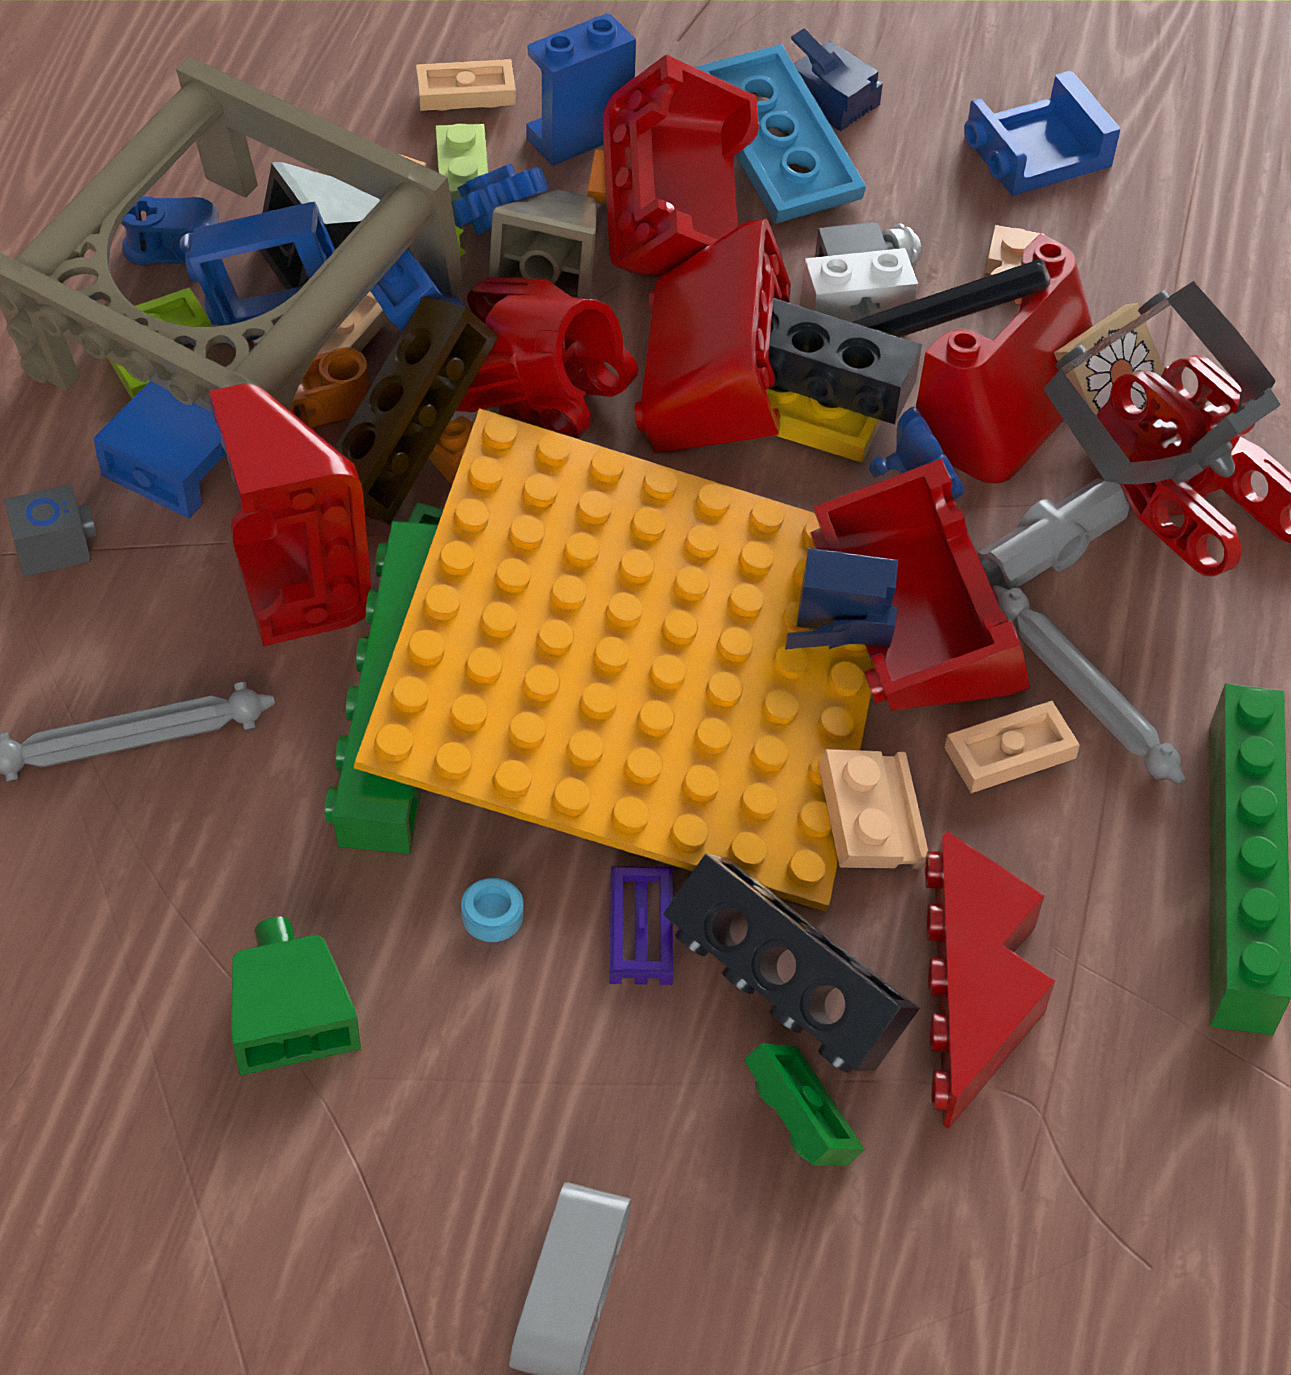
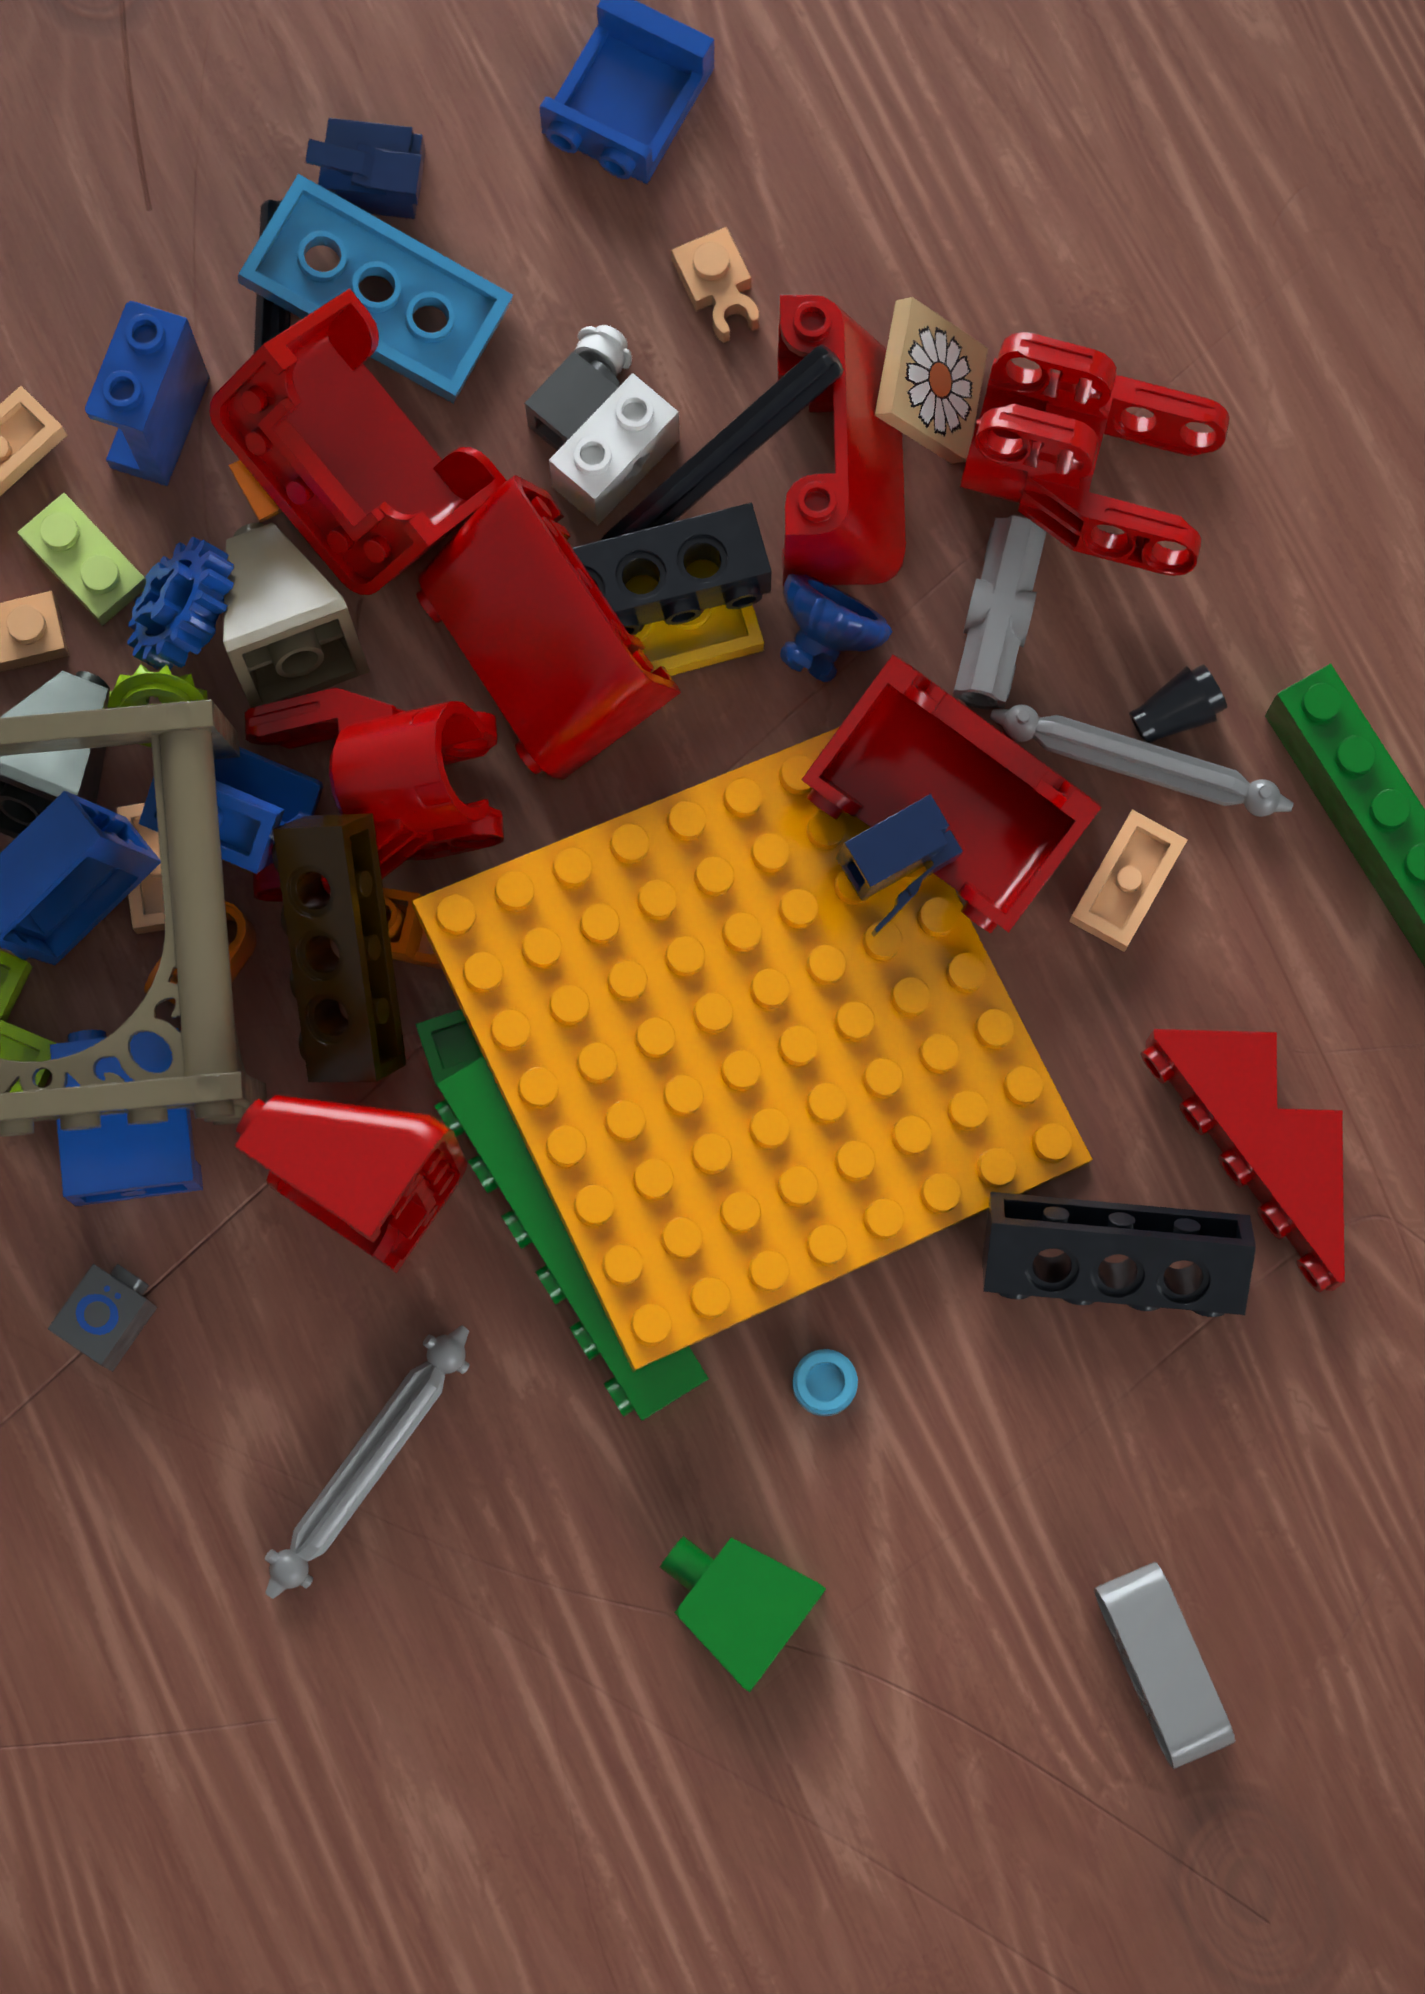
camera: 35 degrees left, 25 degrees up
(641, 968) = (940, 1320): dark purple tile -> none
(803, 1104) = (1220, 1371): green plate -> none
(872, 809) = (1064, 1040): light nougat plate -> none
(1145, 667) = (1180, 705): none -> black cone
(1213, 449) = (1147, 449): dark grey piece -> none

